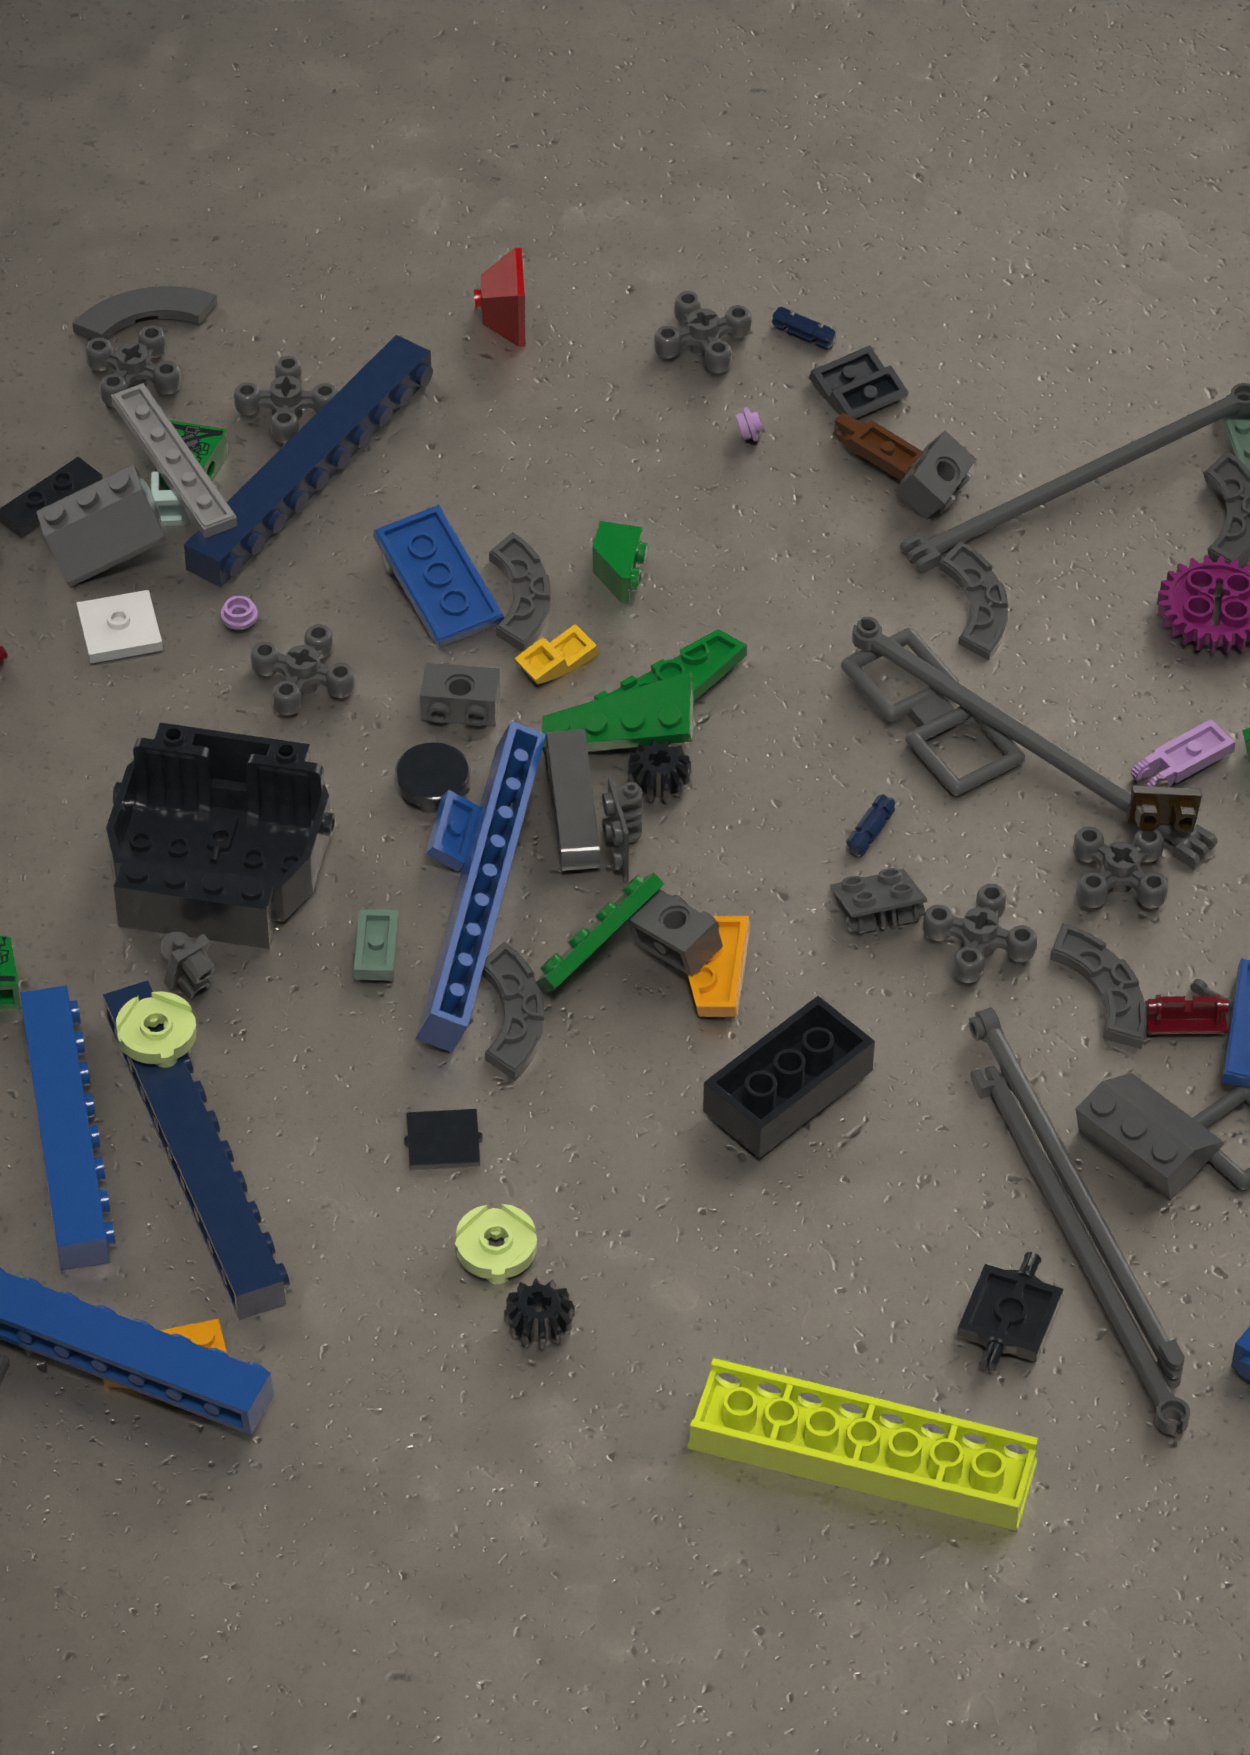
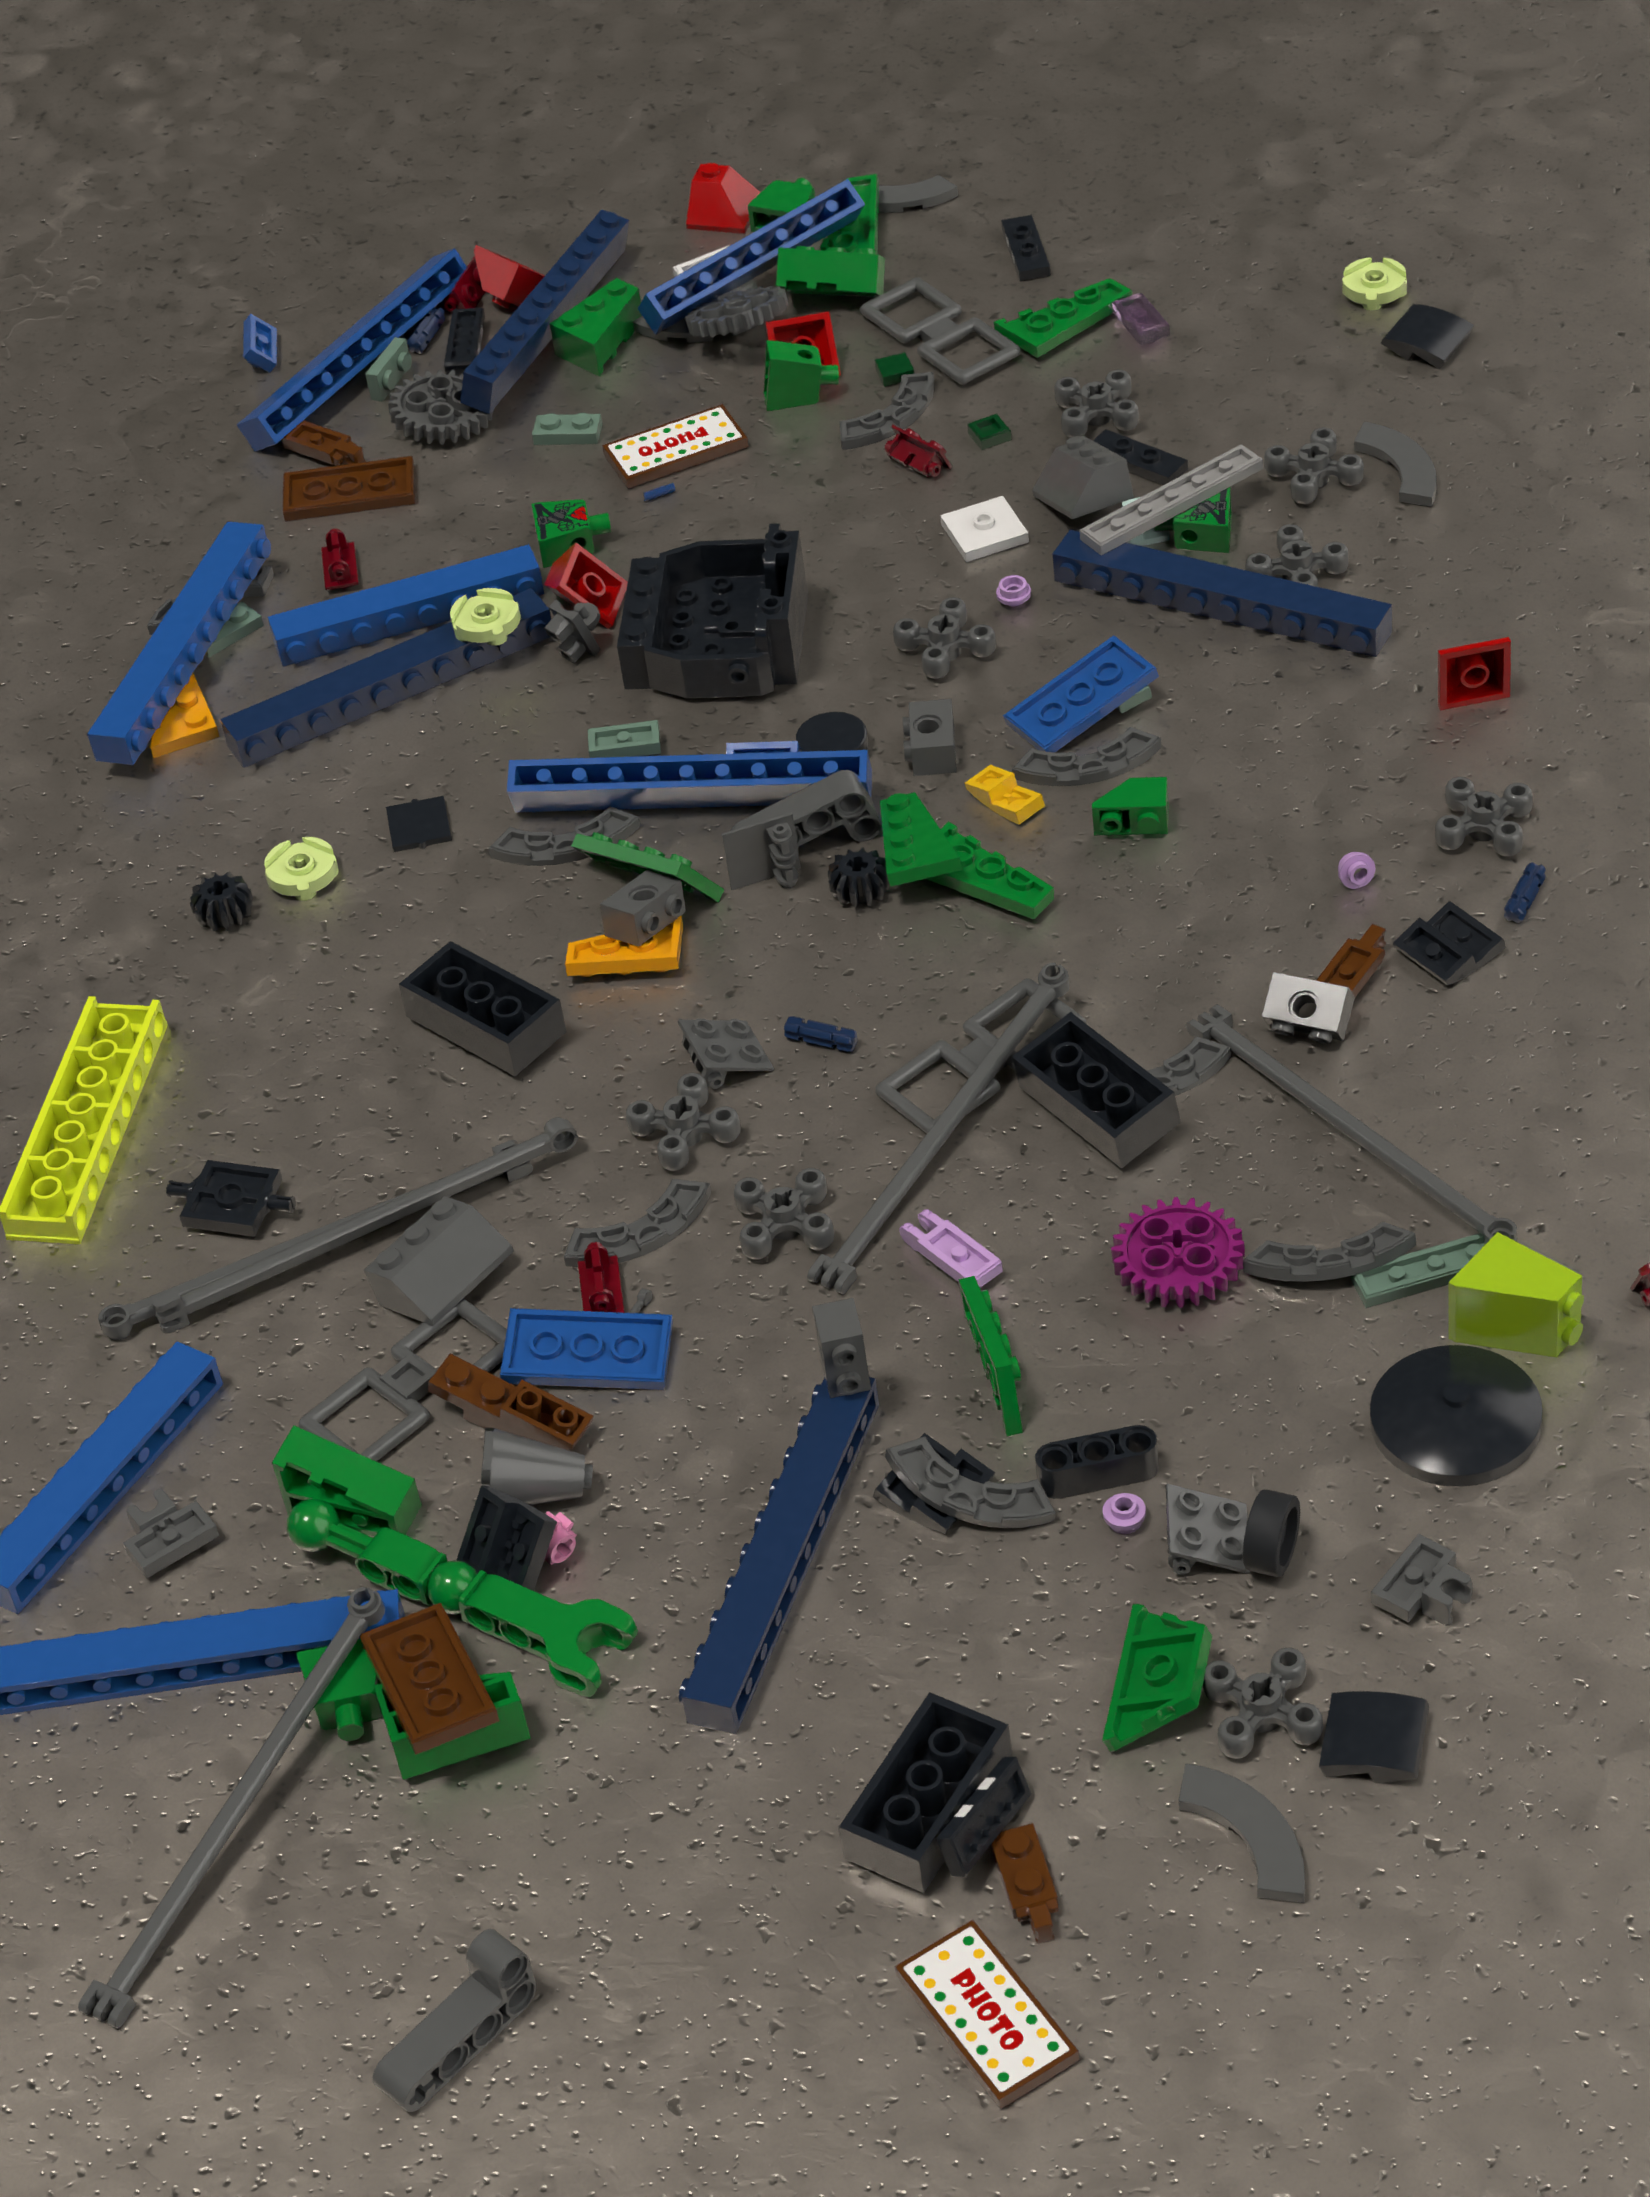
camera: 90 degrees right, 5 degrees down
(94, 959) = (585, 579): none -> red slope
(1016, 624) = (1096, 1089): none -> black brick
(1164, 805) = (857, 1224): dark brown hips -> none

